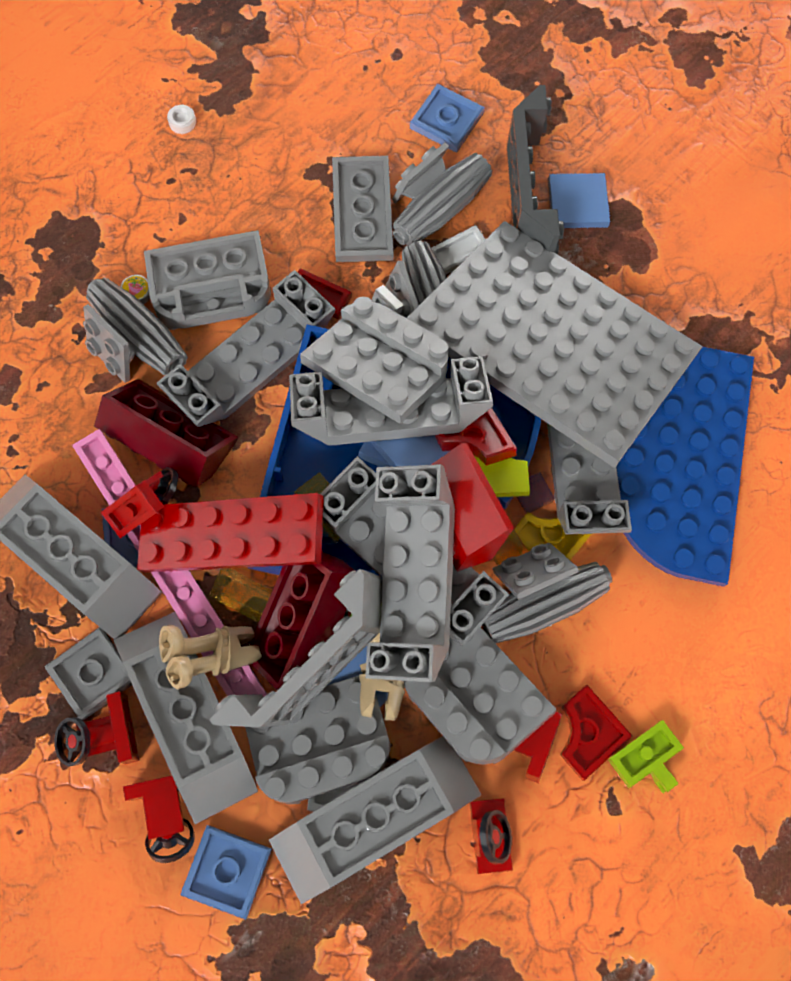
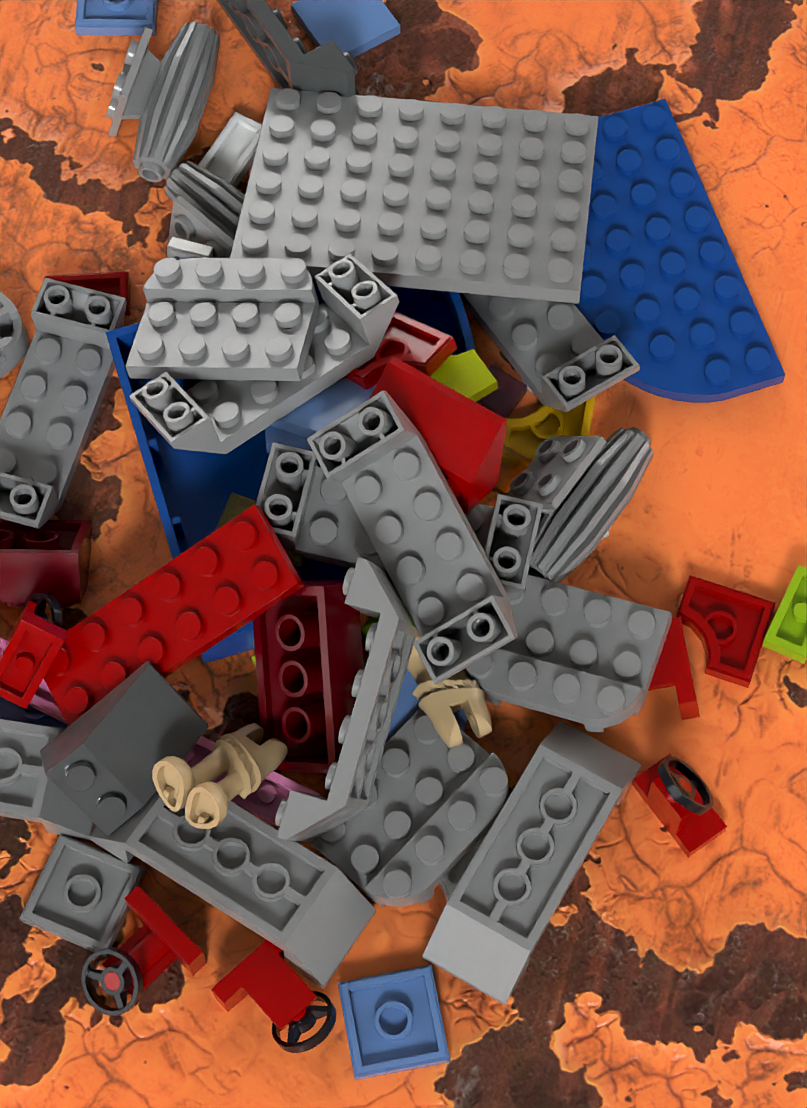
camera: 25 degrees left, 5 degrees down
(154, 595) = (111, 749): none -> dark grey slope
(240, 593) = (221, 696): clear yellow tile -> none
(362, 209) = (80, 163): light grey plate -> none

